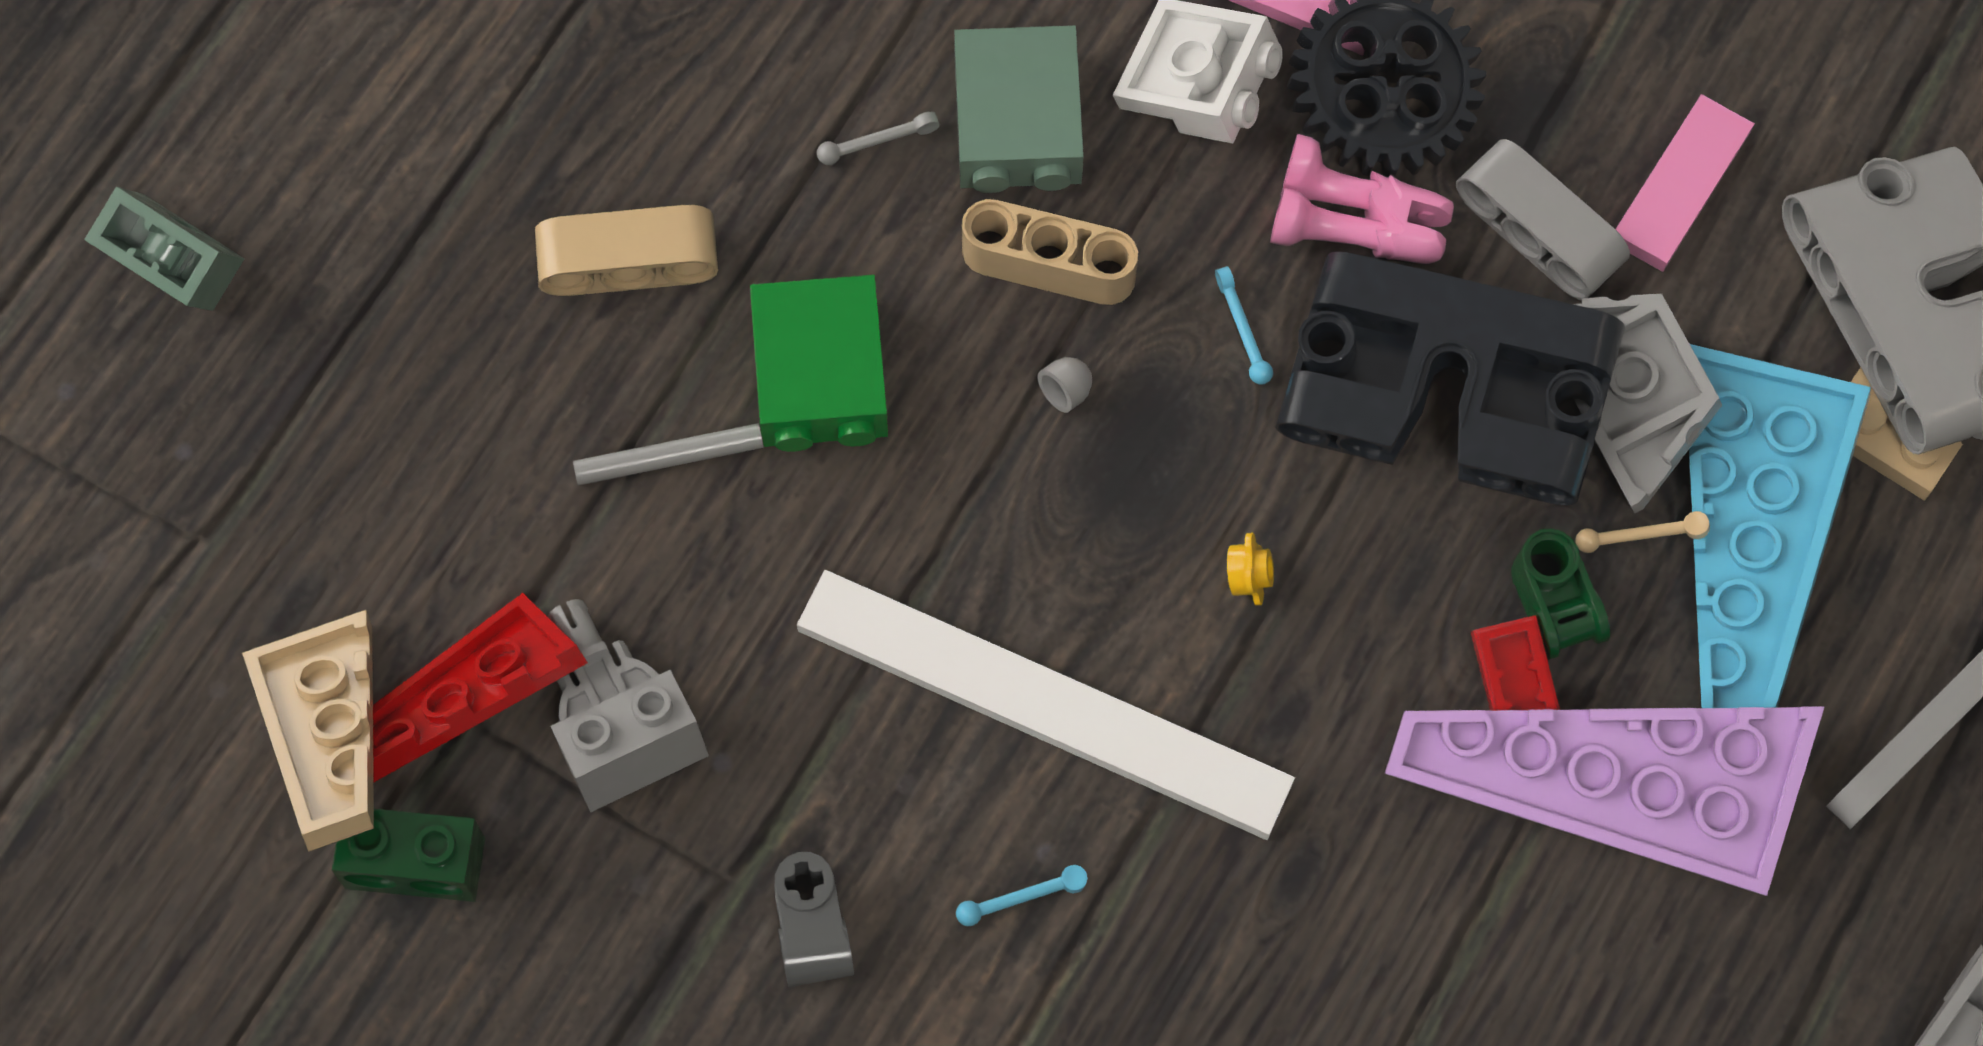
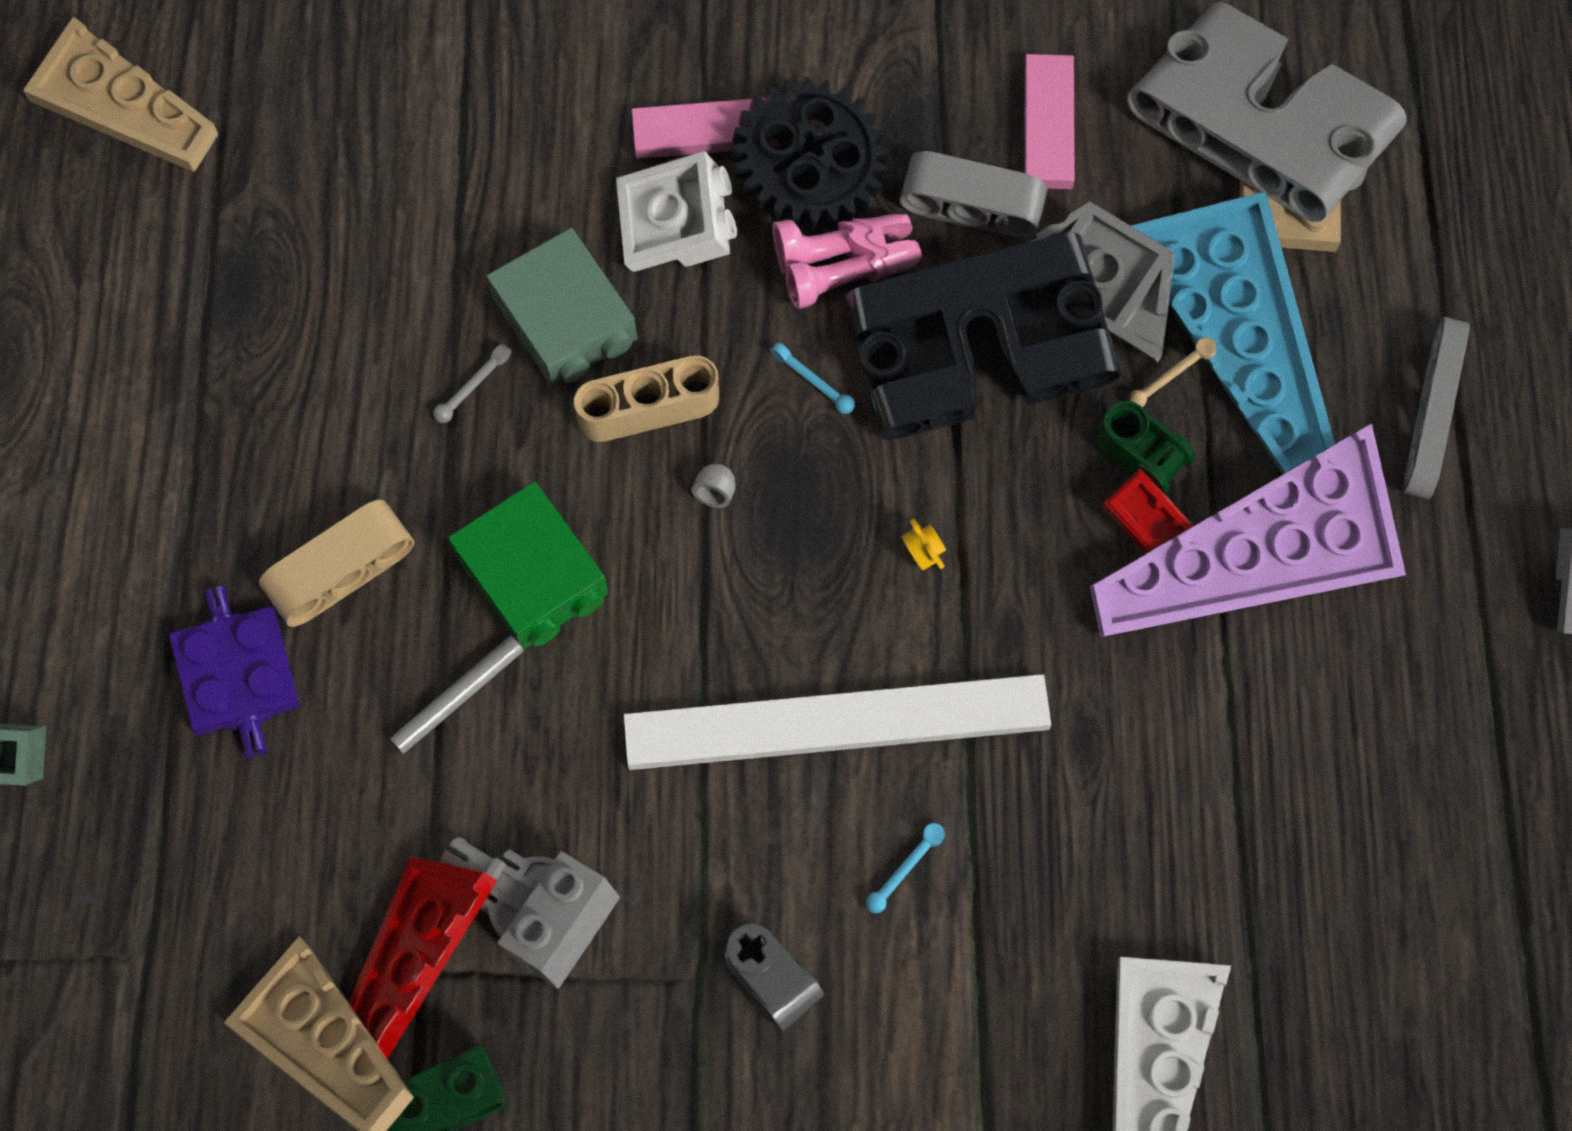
camera: 30 degrees left, 0 degrees up
(460, 306) = (234, 671): none -> dark purple plate

